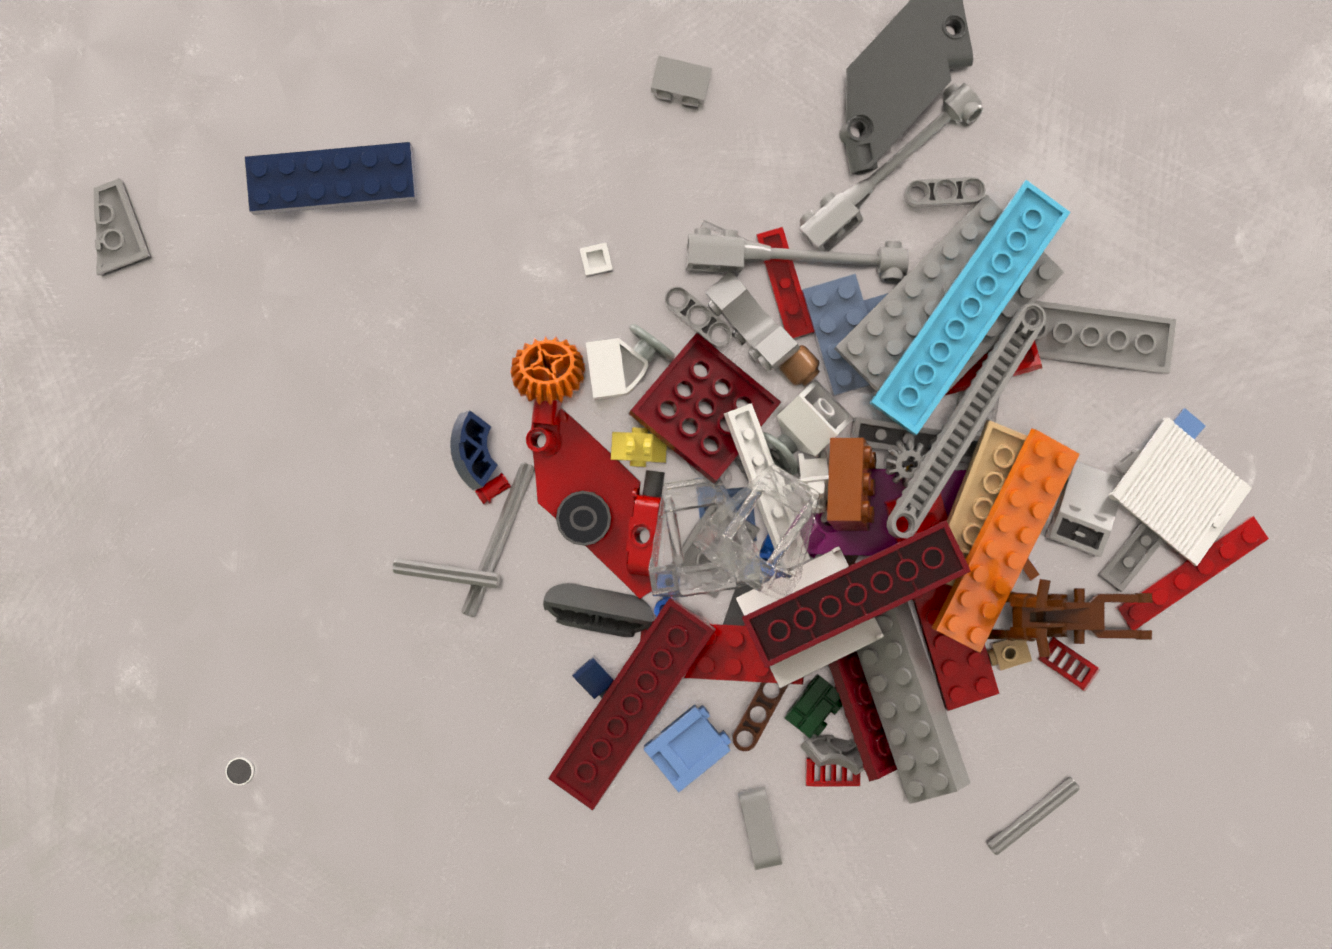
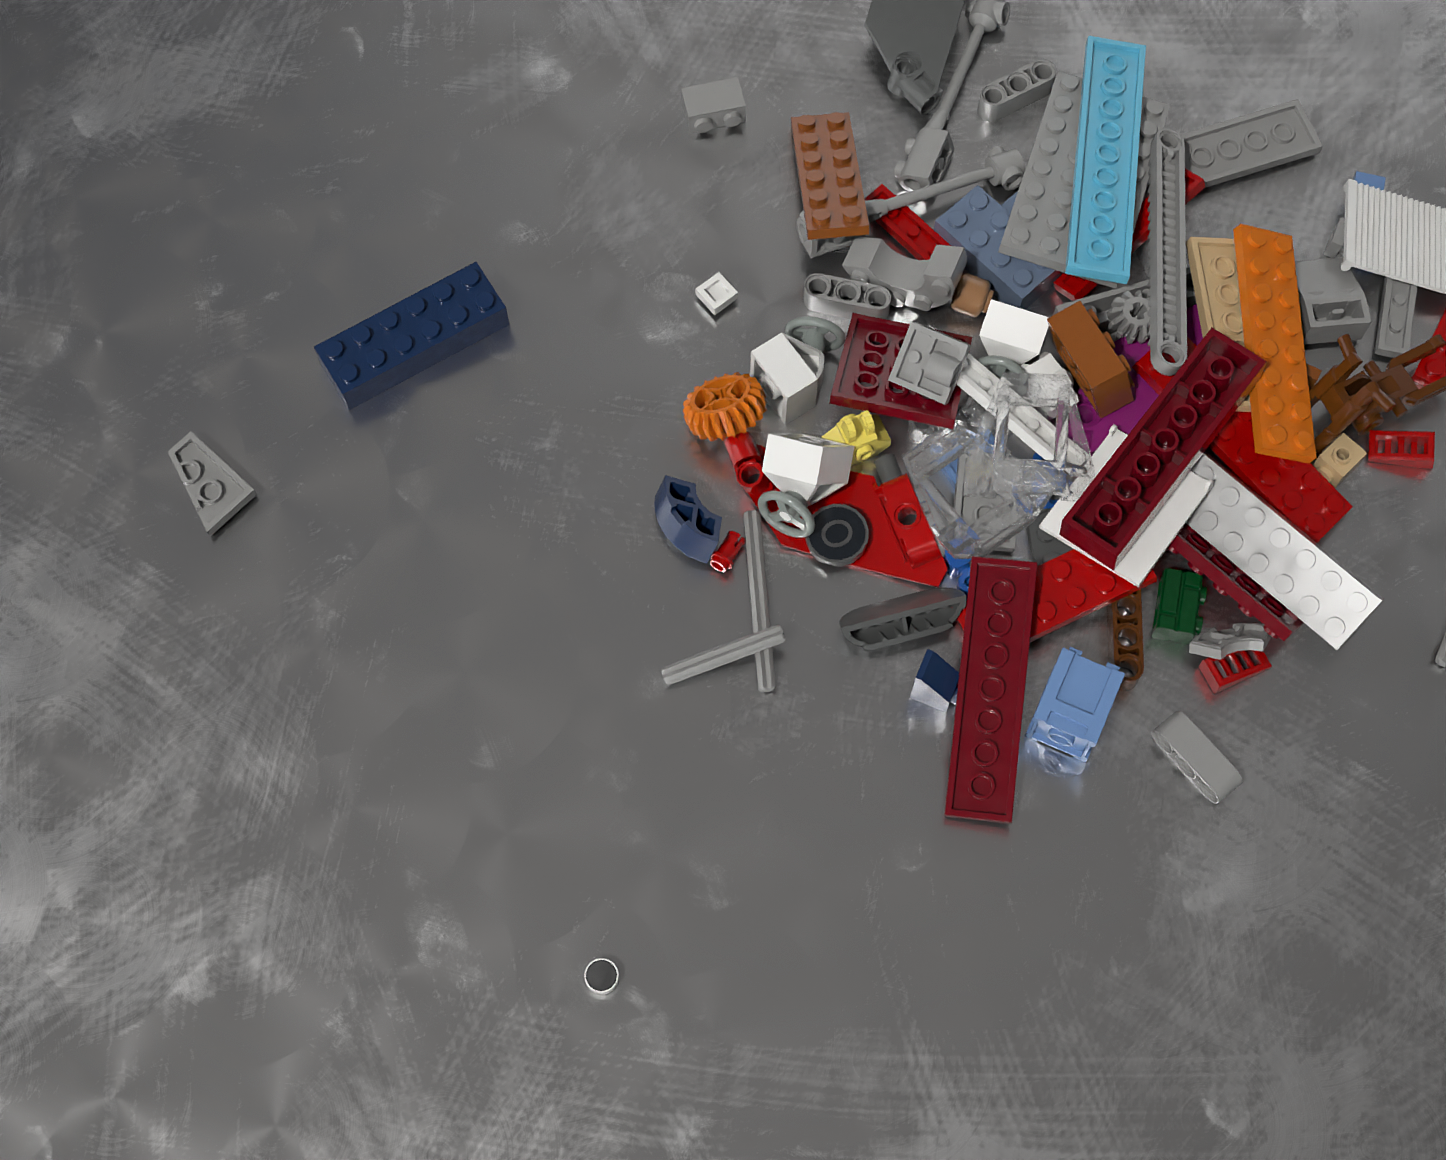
camera: 25 degrees left, 20 degrees down
(582, 457) = (804, 472): none -> white piece
(719, 425) = (929, 362): none -> light grey plate
(737, 204) = (829, 176): none -> dark orange plate

